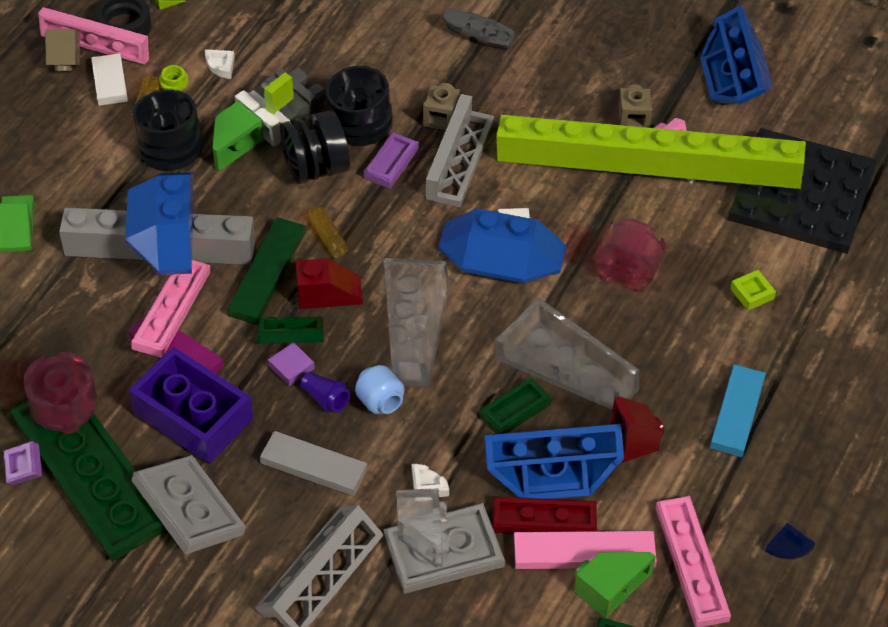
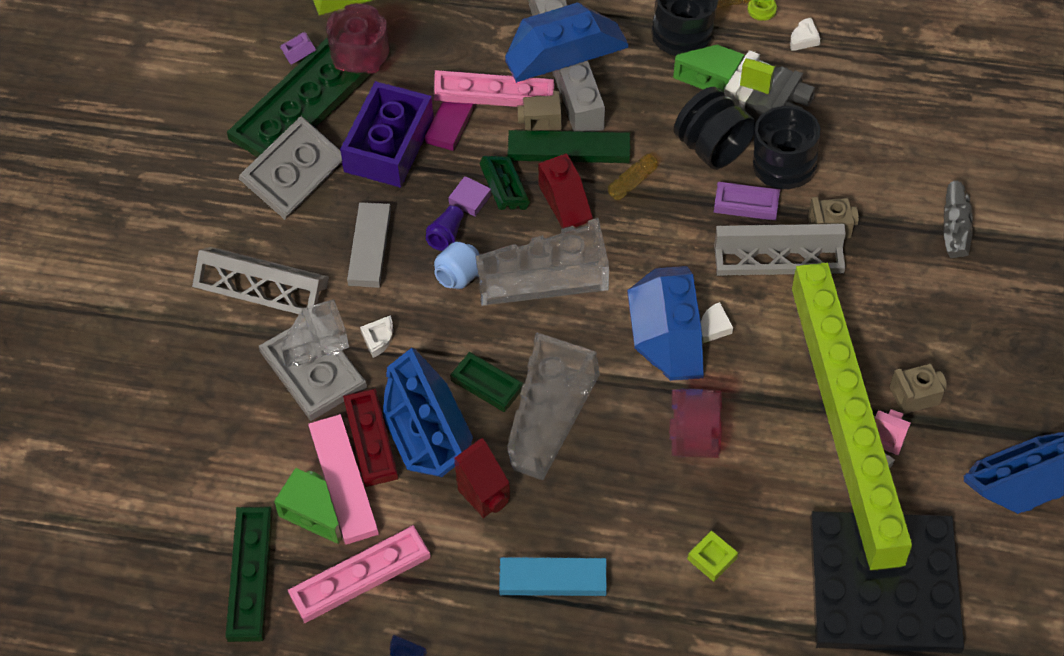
camera: 75 degrees right, 5 degrees up
(222, 276) = (540, 113): none -> dark tan brick

